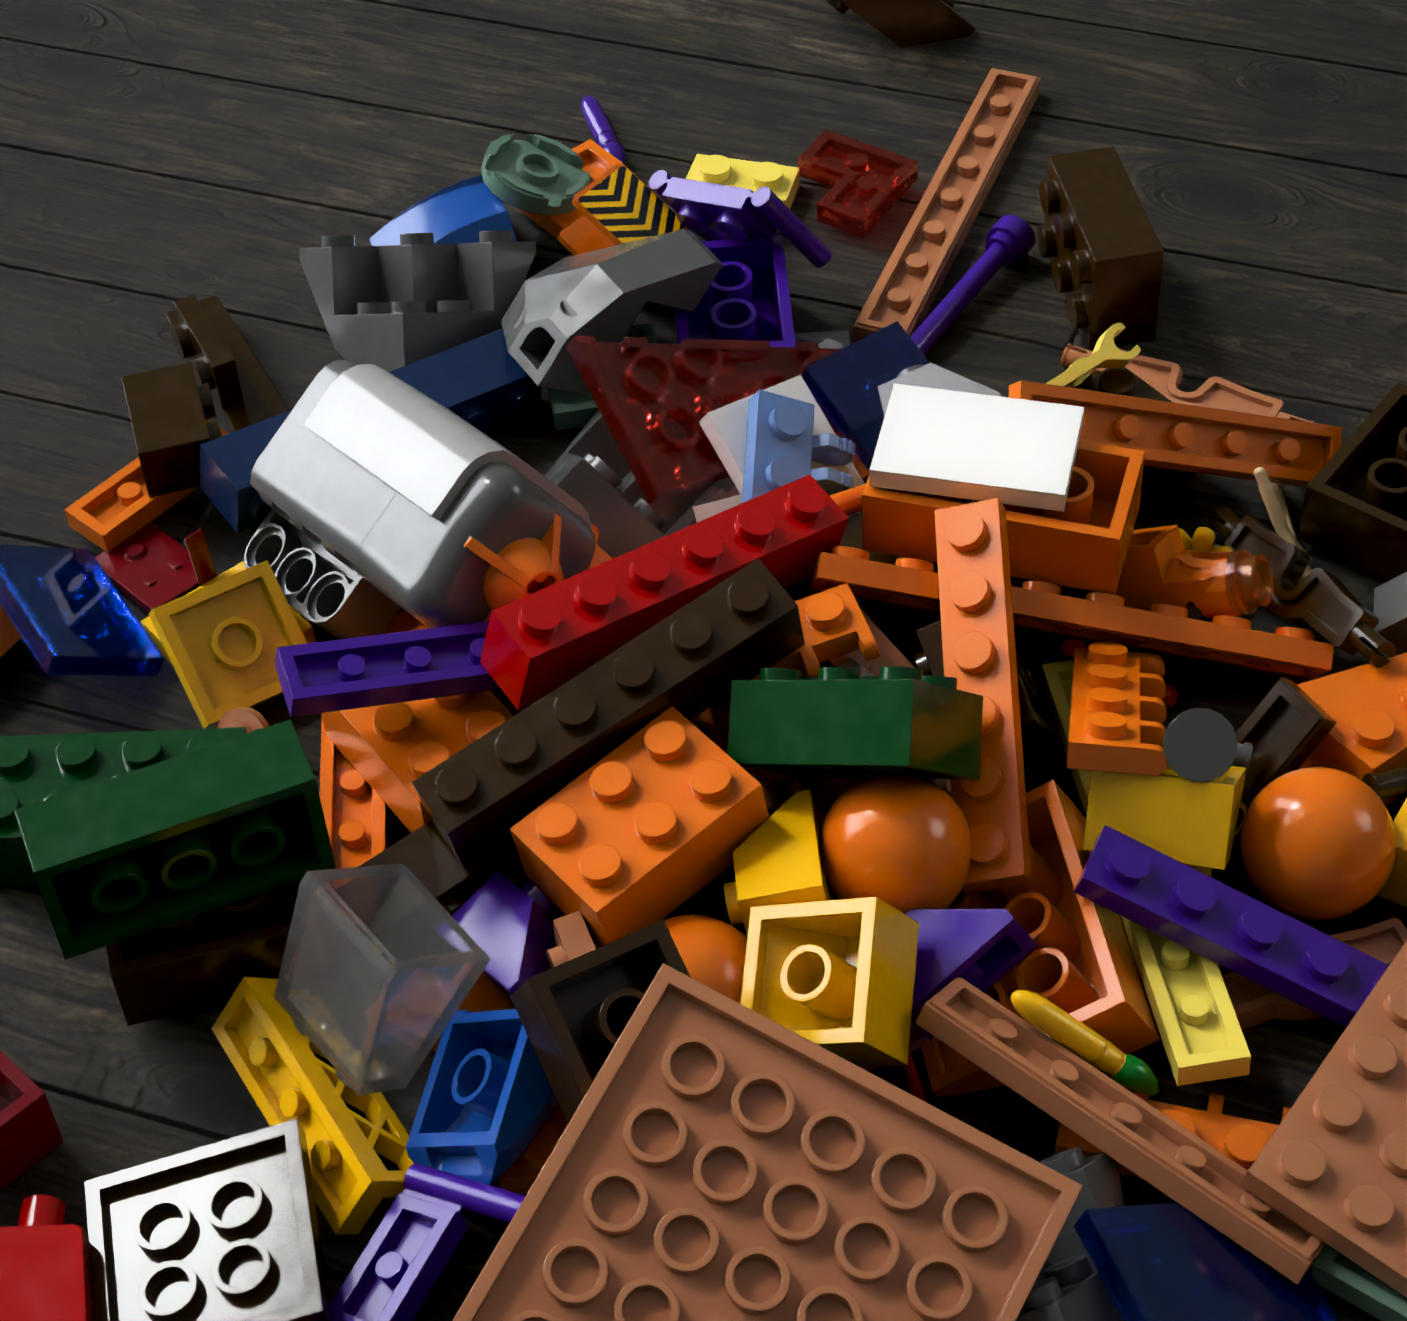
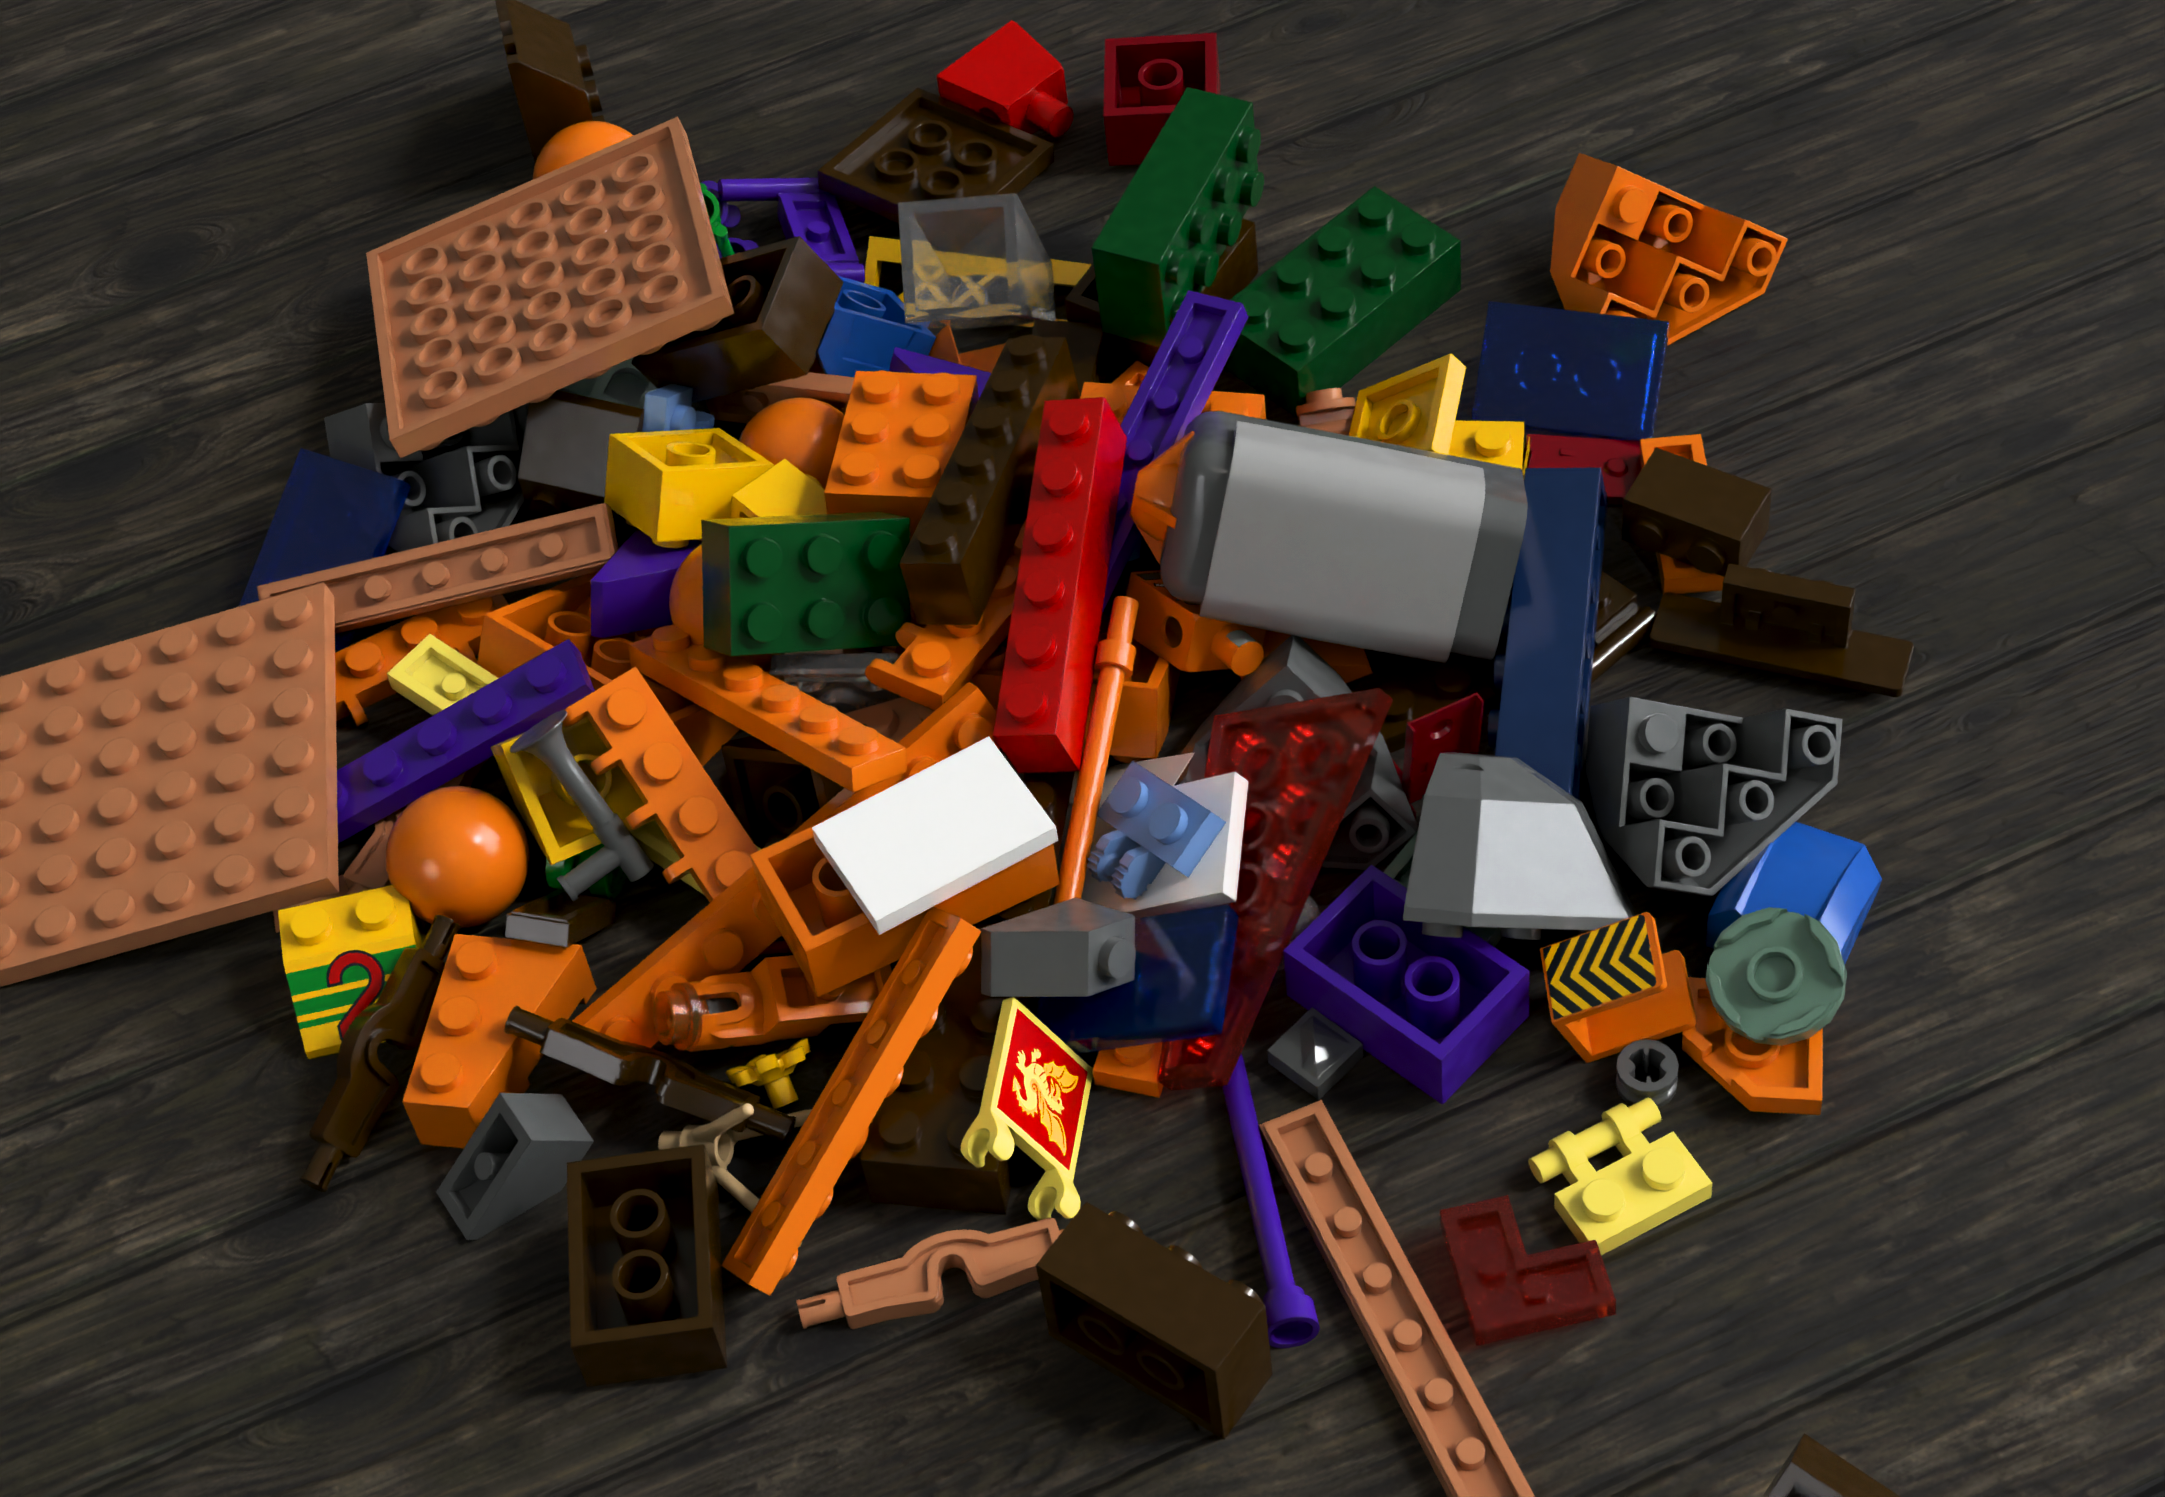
camera: 140 degrees right, 5 degrees up
(533, 412) = (1442, 731): none -> dark red piece
(601, 128) = (1805, 1133): dark purple piece -> none
(737, 212) = (1511, 1022): dark purple plate -> none
(1123, 1068) = (512, 589): yellow piece -> none

